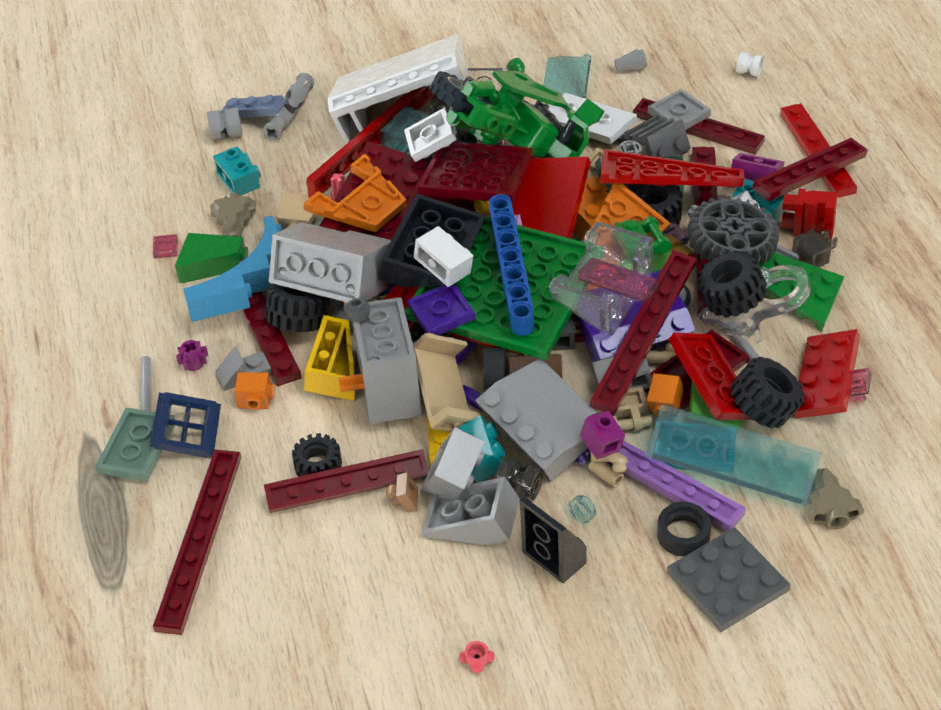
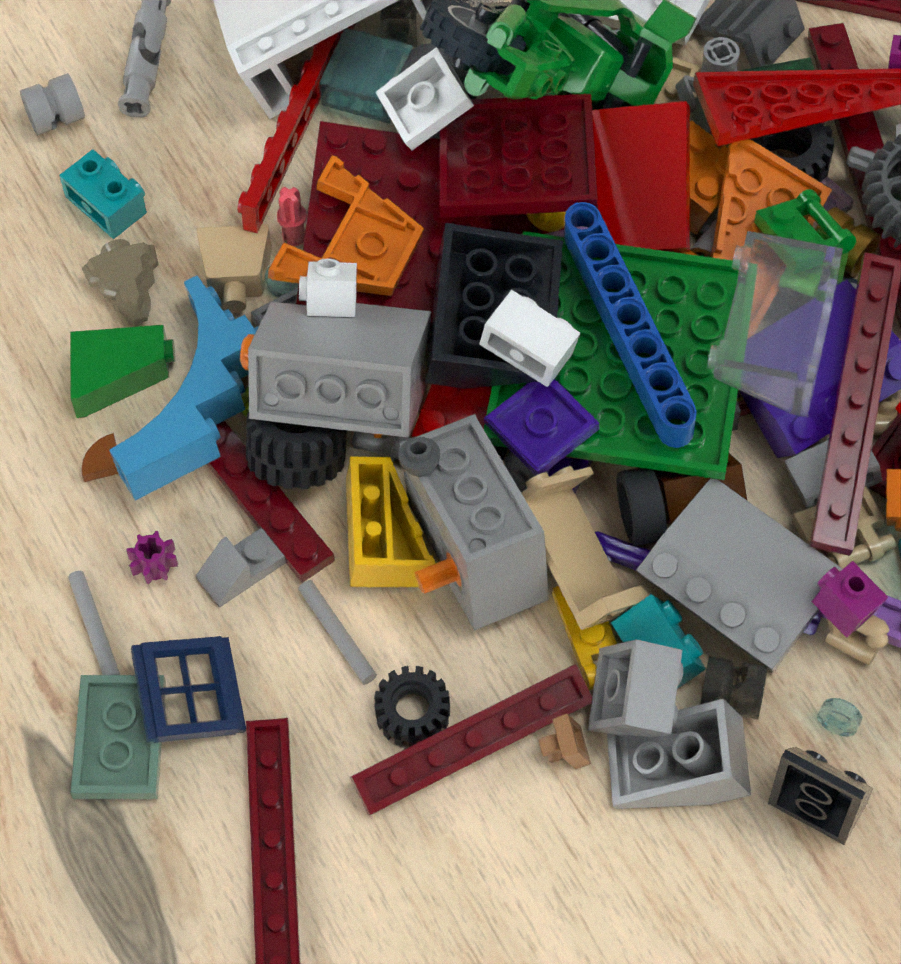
camera: 15 degrees left, 15 degrees up
(165, 246) = (32, 354): clear pink tile -> none
(179, 305) = (98, 459): none -> dark orange tile
(253, 390) = (274, 604): orange brick -> none
(256, 106) = (90, 62): sand blue plate -> none
(288, 413) = (337, 632): none -> light grey bar
(336, 216) = (329, 288): none -> white brick
(618, 279) = (805, 328): clear pink plate -> none

